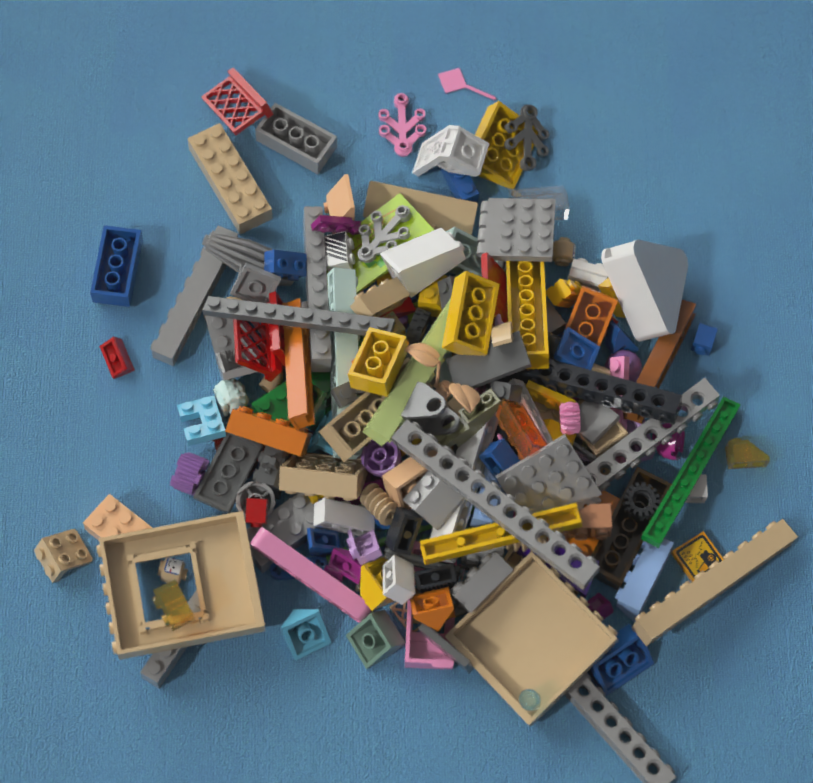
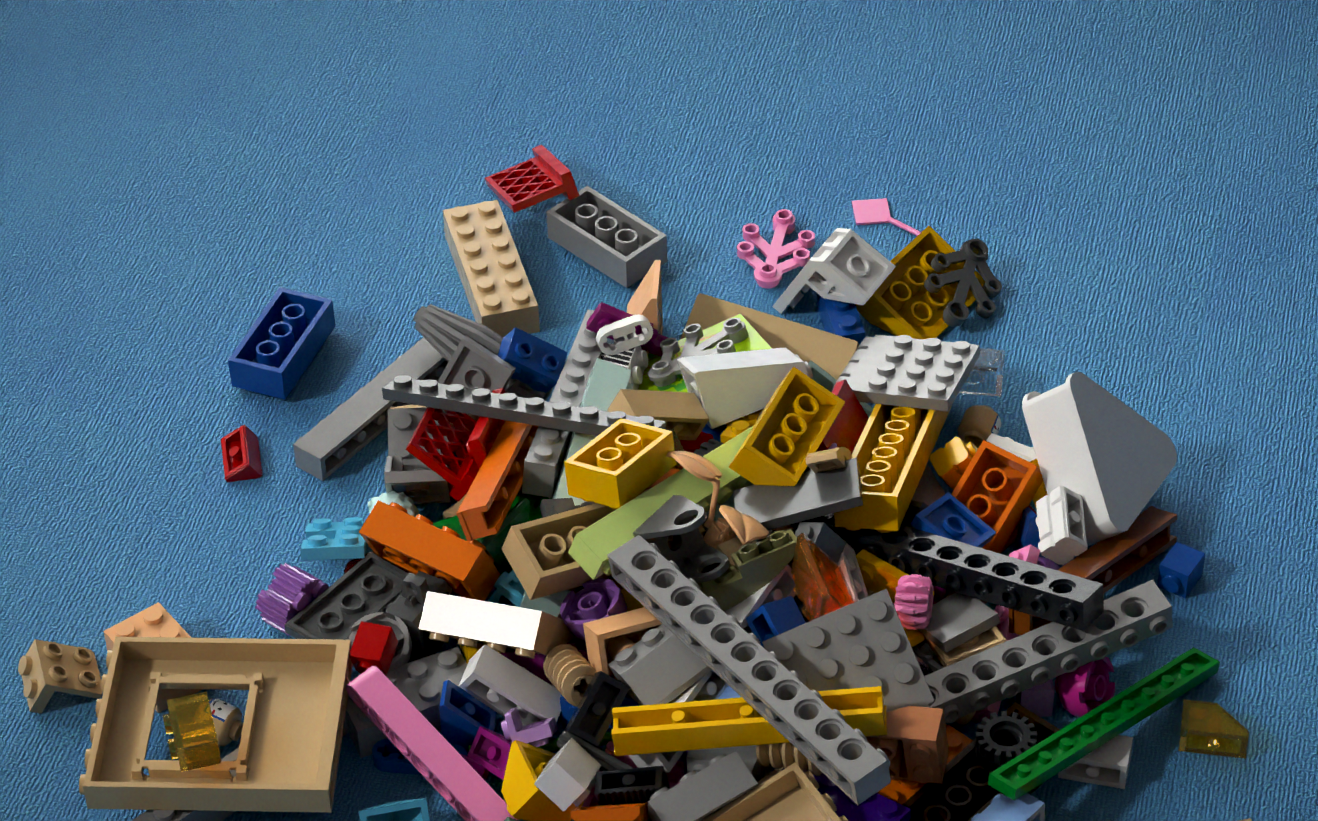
camera: 20 degrees right, 25 degrees down
(338, 233) = (624, 334): none -> white beam
(638, 338) = (1061, 525): none -> white brick

